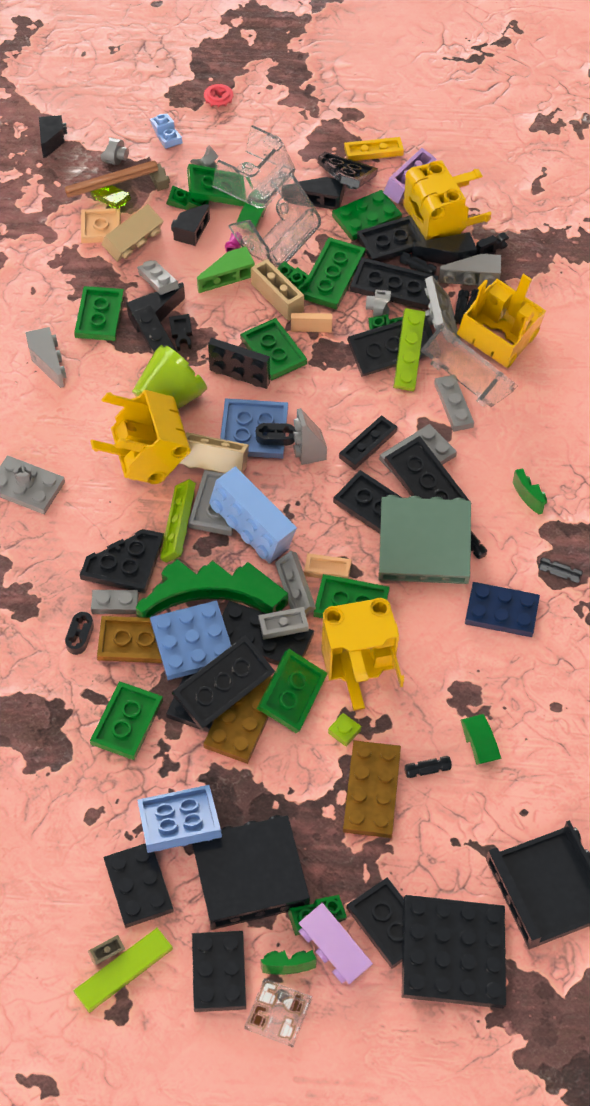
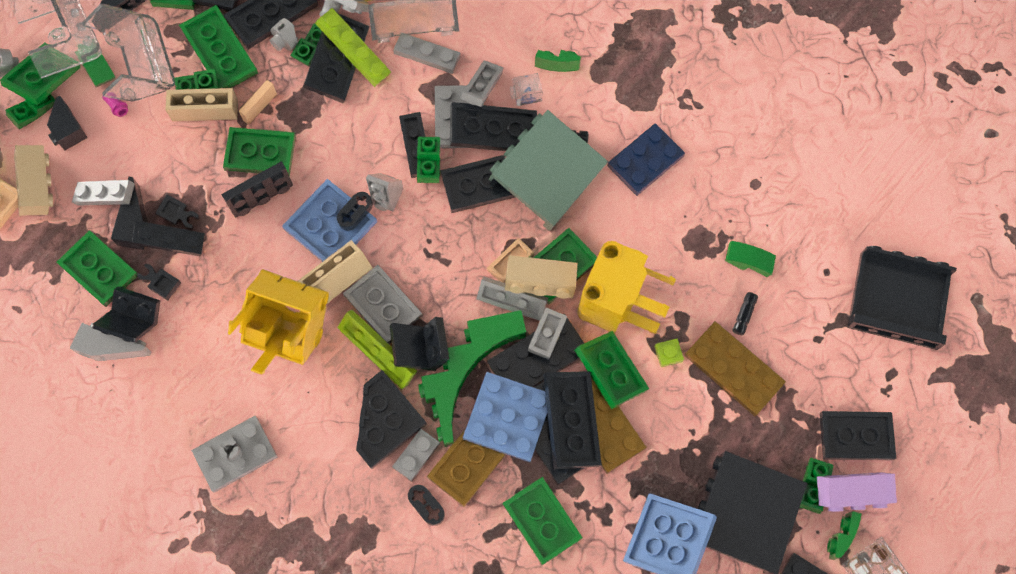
camera: 55 degrees left, 15 degrees up
(79, 355) = (130, 315): none -> black bracket
(120, 355) = (161, 282): none -> black plate
(170, 375) = (231, 262): lime cone -> none
(200, 541) = (419, 346): none -> black bracket
(228, 269) = (143, 123): bright green slope -> none
(252, 515) = (428, 286): light blue brick -> none
(323, 581) = (541, 277): none -> tan brick
(361, 455) = (428, 160): none -> green slope
(453, 951) = (911, 406): black plate -> none
(457, 449) = (482, 83): none -> light grey plate
(483, 485) = (526, 89): none -> clear brick
(560, 569) = (642, 92): black axle -> none

